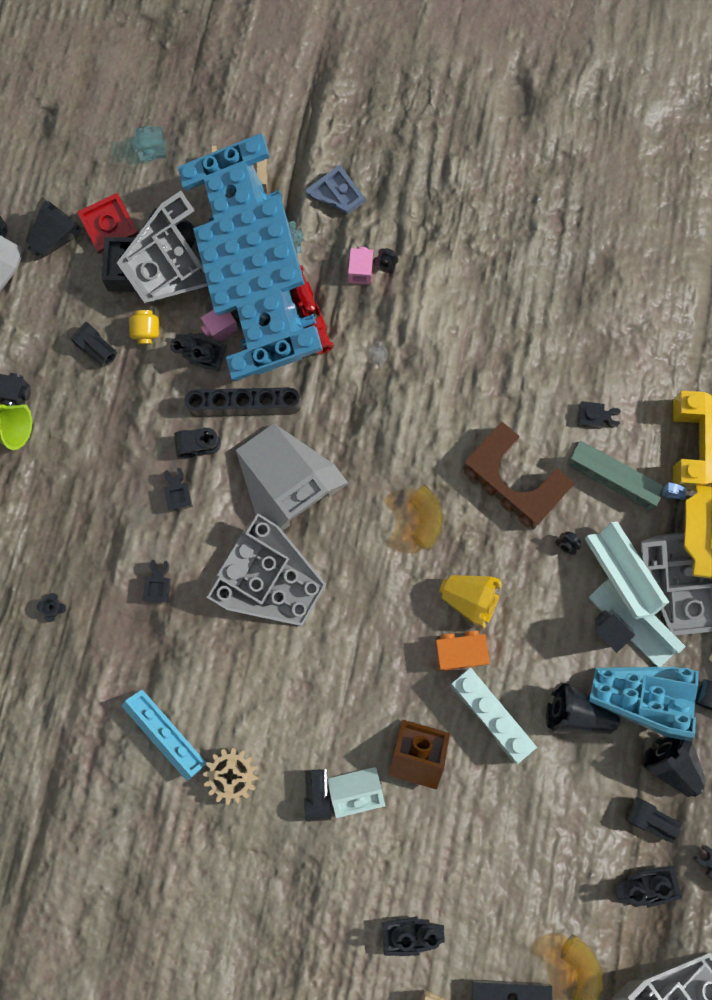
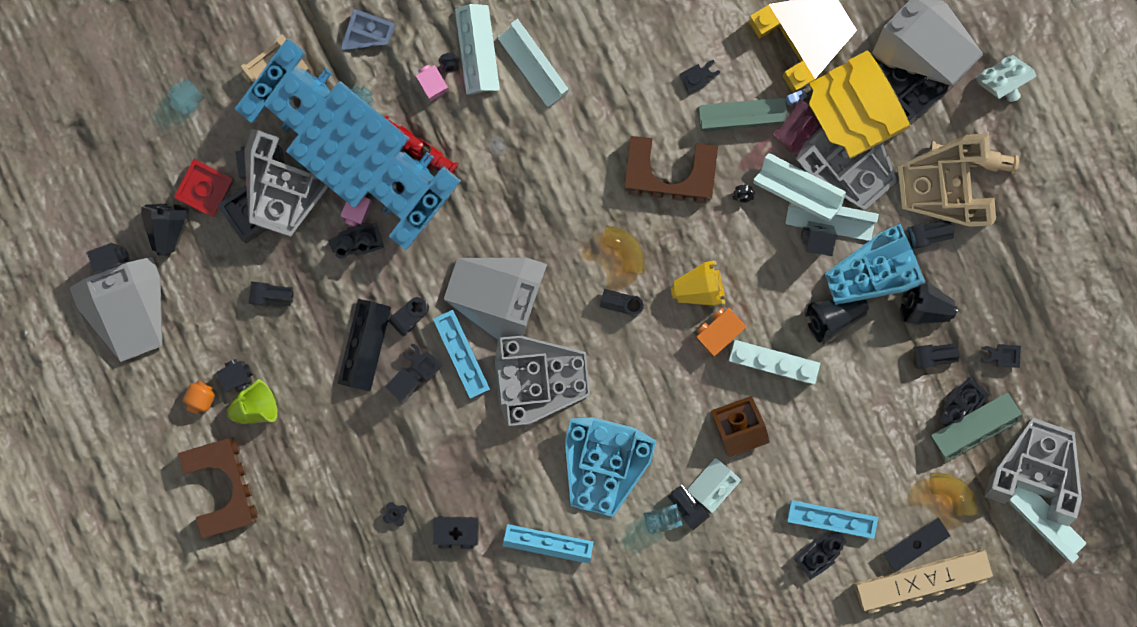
camera: 35 degrees left, 10 degrees up
(104, 664) = (468, 526): none -> black brick
(139, 442) = (364, 345): none -> black panel
(144, 326) = (299, 253): yellow head -> none
(144, 496) = (404, 384): none -> black brick
(157, 587) = (462, 444): black plate -> none
(215, 508) = (461, 354): none -> medium azure plate
(230, 788) = (604, 545): tan gear -> none
(233, 396) = (410, 260): black beam -> none
(269, 696) = (604, 463): none -> medium azure wedge
(285, 789) = (658, 520): none -> clear light blue brick
(388, 561) = (619, 302): none -> black piece
(419, 265) = (477, 48): none -> light aqua panel
(446, 910) = (832, 519): none -> medium azure plate
(458, 309) = (533, 63): none -> light aqua panel
(649, 922) = (977, 427): none -> sand green panel
(660, 522) = (803, 128): none -> clear pink plate

